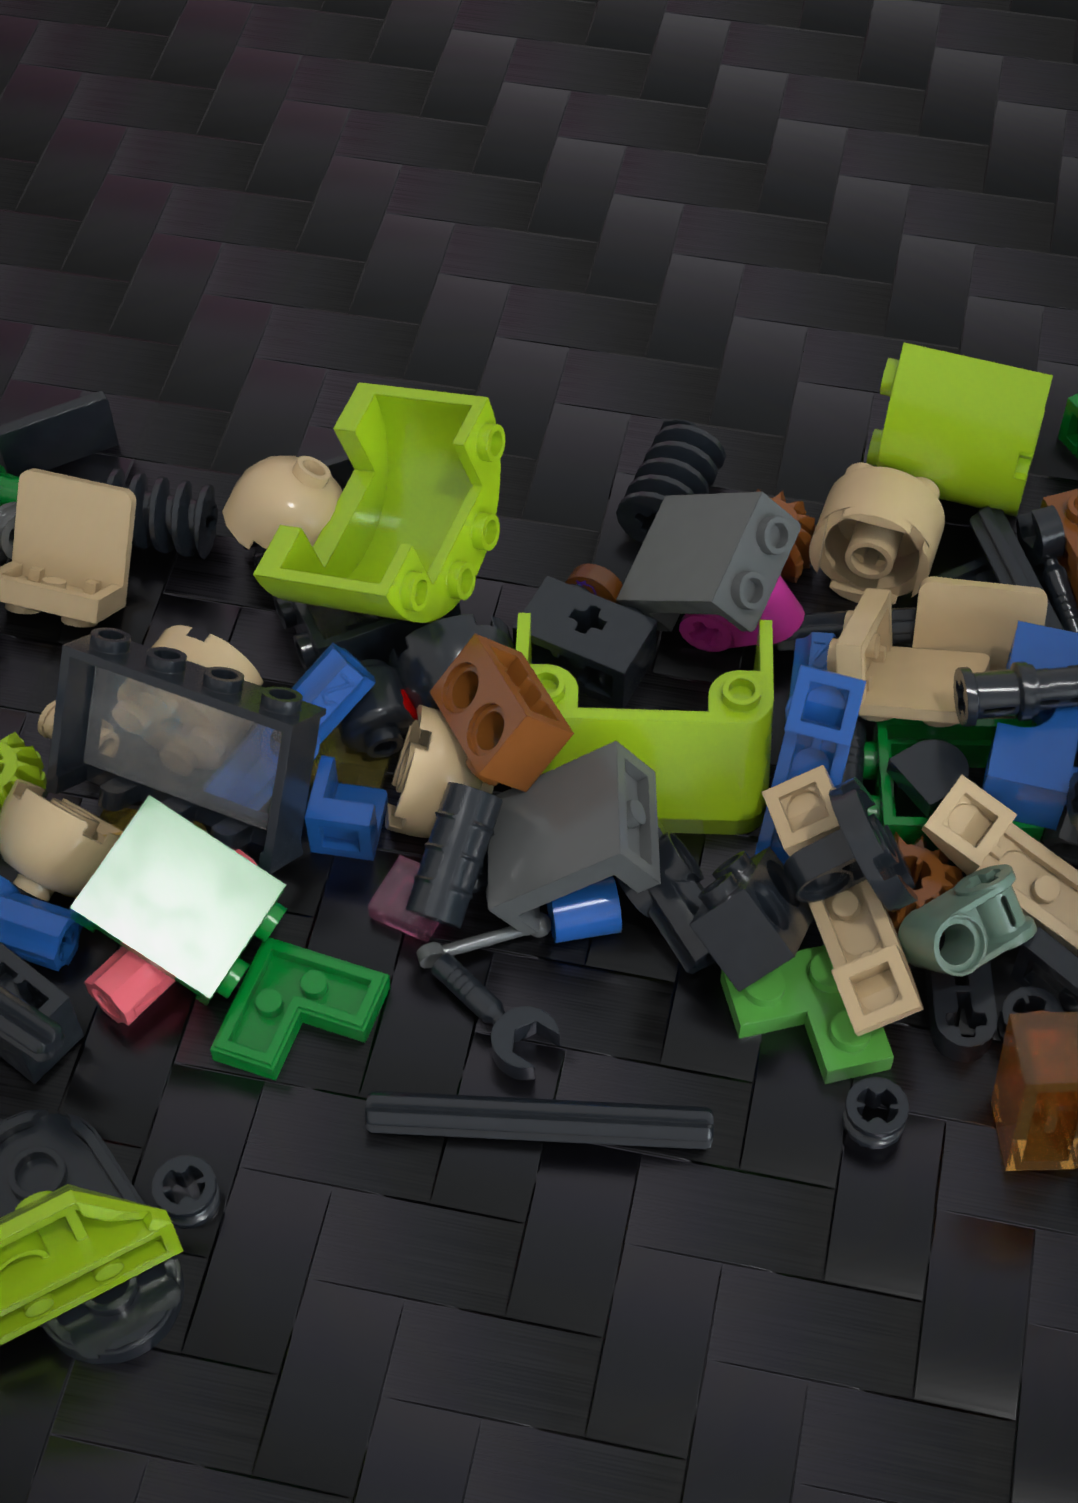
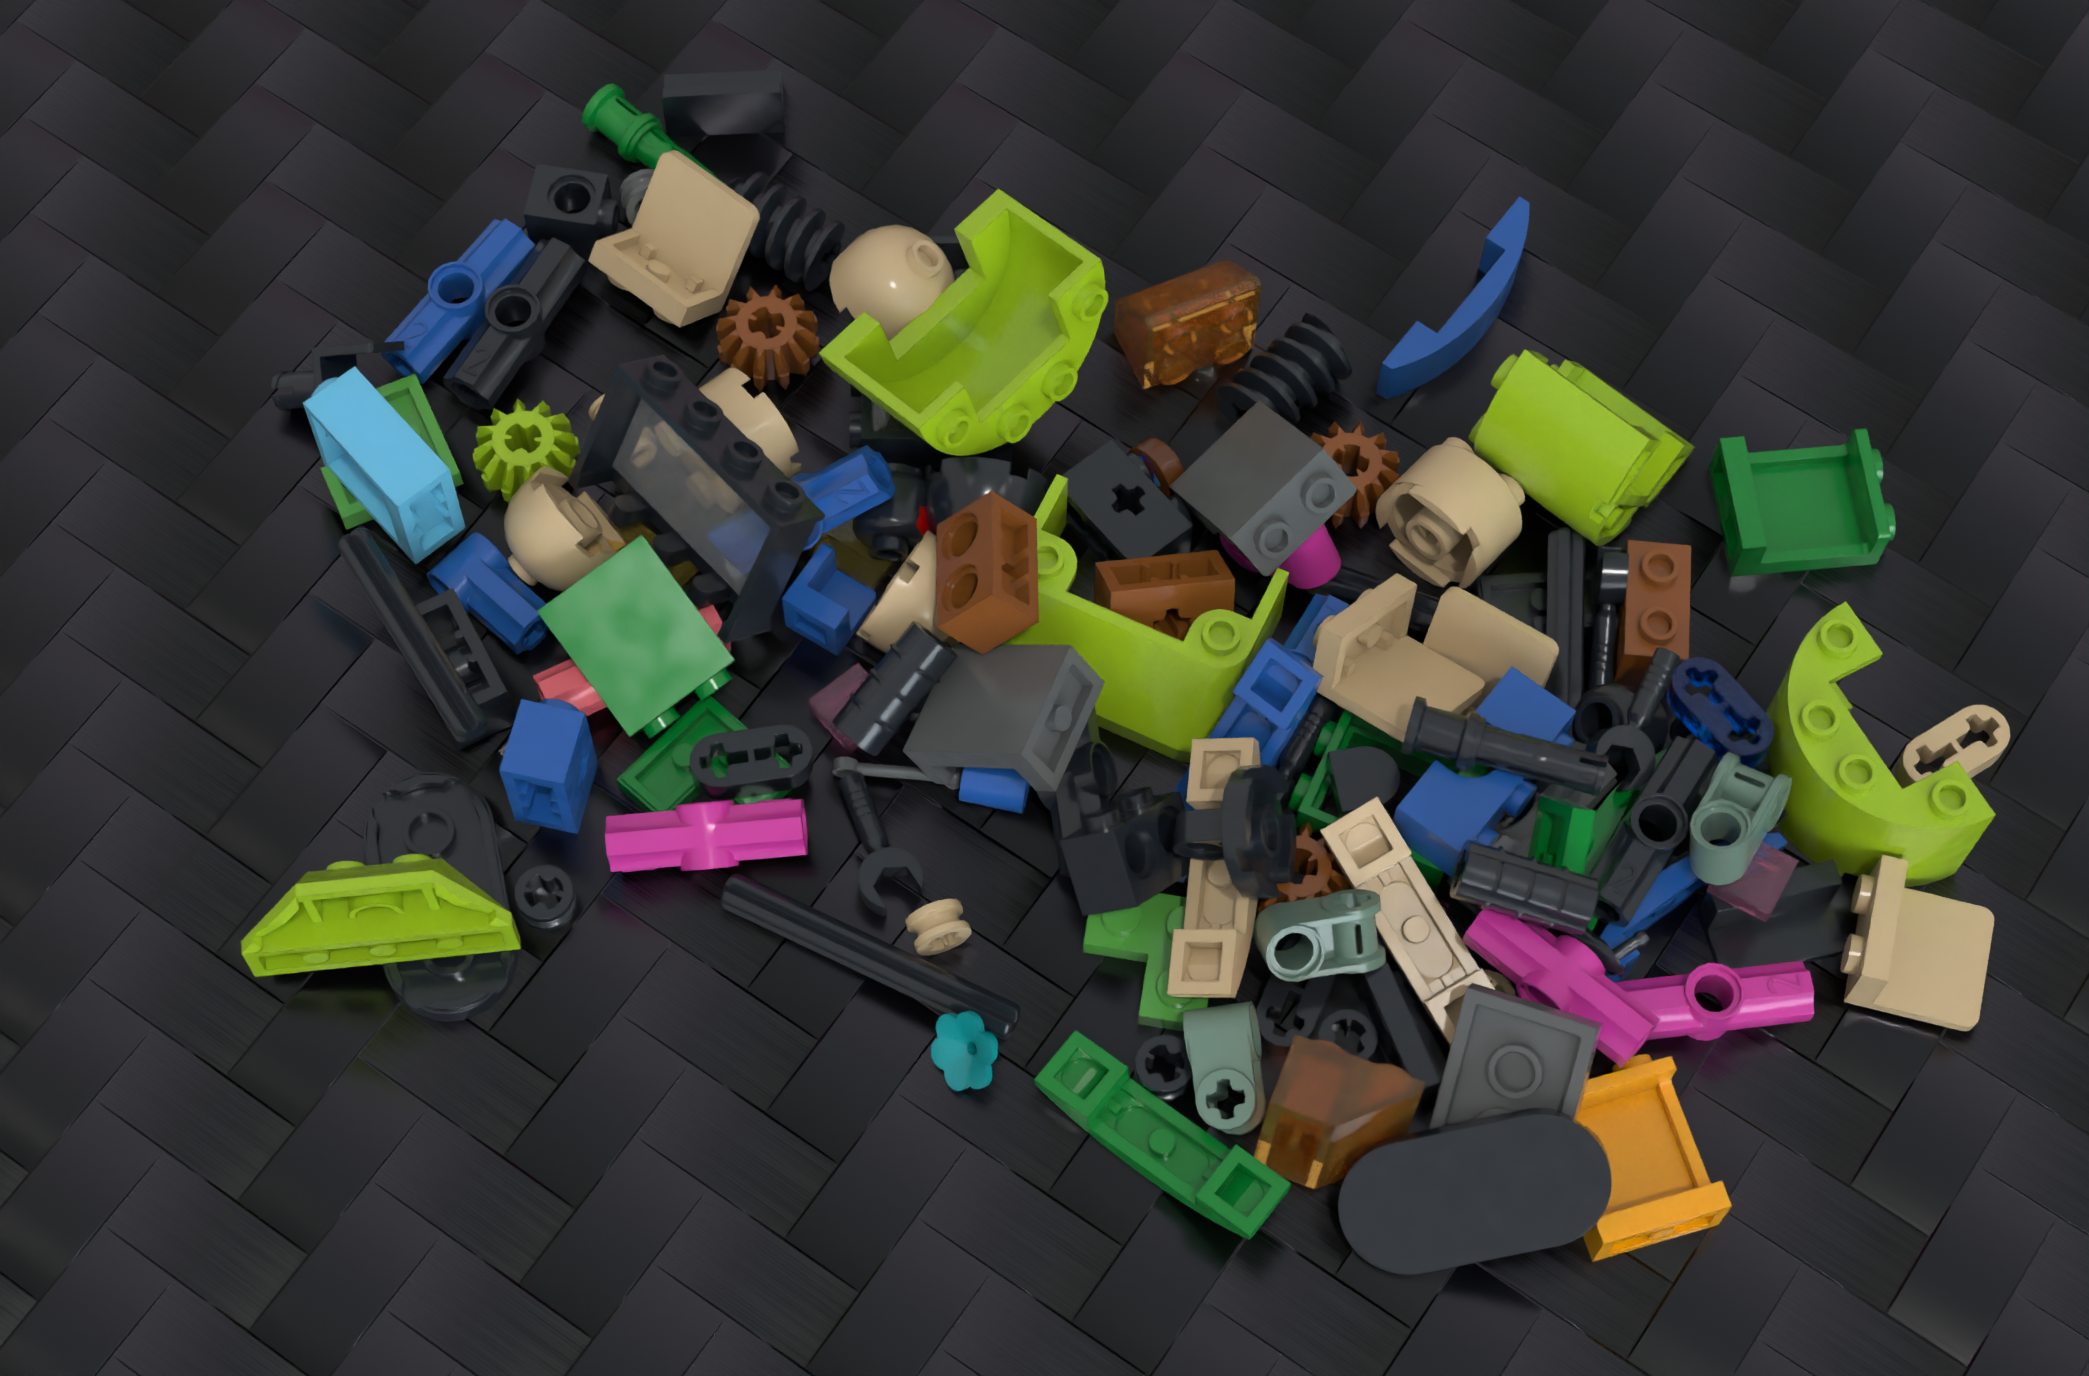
camera: 20 degrees right, 10 degrees up
(140, 1054) = (549, 765): none -> blue brick
(184, 597) = (789, 334): none -> dark orange gear
(327, 1064) = (706, 835): none -> dark pink piece
(340, 979) = (751, 761): none -> black beam
(565, 464) = (1189, 322): none -> clear orange slope
(595, 1064) = (938, 927): none -> tan bush
(664, 678) = (1165, 589): none -> dark orange brick
(679, 1171) = (964, 1050): none -> teal plant
(781, 418) = (1428, 354): none -> blue slope
(913, 1185) = (1158, 1140): none -> green slope
(934, 1071) = (1226, 1053): none -> sand green piece

